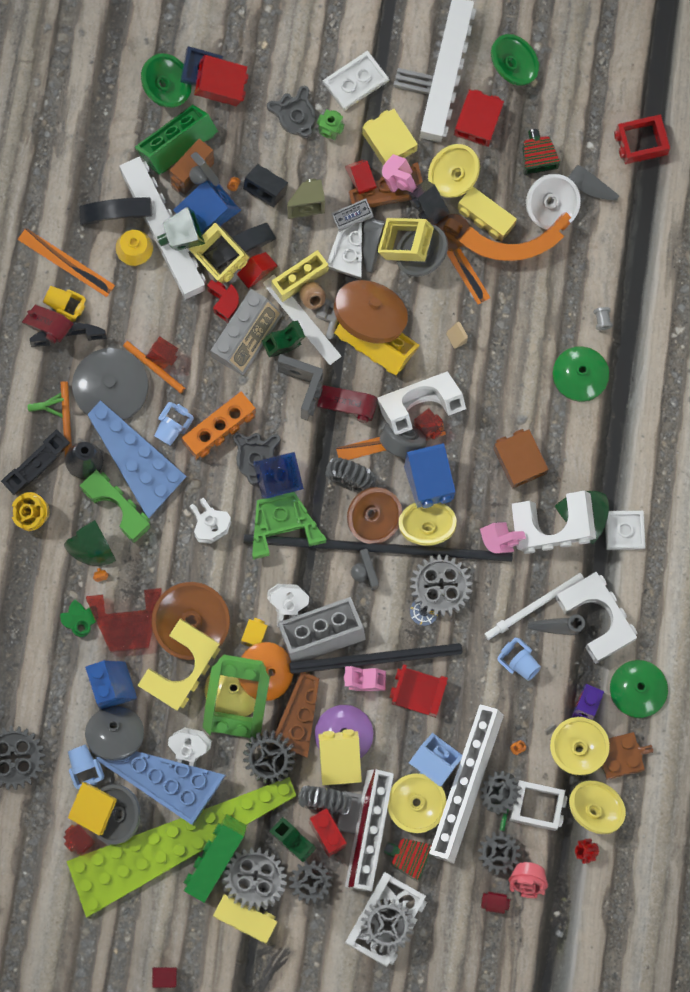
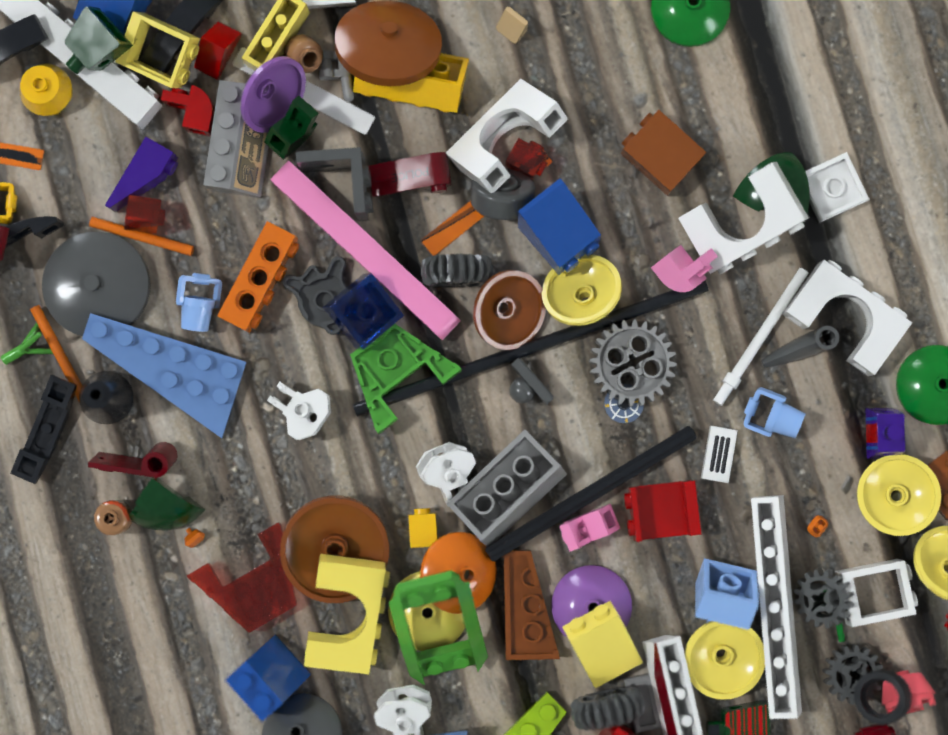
camera: 15 degrees left, 10 degrees up
(30, 511) = (65, 498): yellow cone -> none
(52, 532) = (121, 517): none -> medium nougat head
(78, 616) = (187, 603): green plate -> none
(99, 489) = (203, 453): bright green arch -> none
(101, 513) = (153, 464): none -> dark red door
(176, 326) = (146, 170): none -> dark purple slope
(272, 764) = (511, 670): dark grey gear -> none
(281, 310) = (271, 92): none -> medium lavender dish
(296, 438) = (365, 250): none -> bright pink beam
(472, 671) = (719, 454): none -> white tile
(521, 874) = (865, 709): none -> black tyre

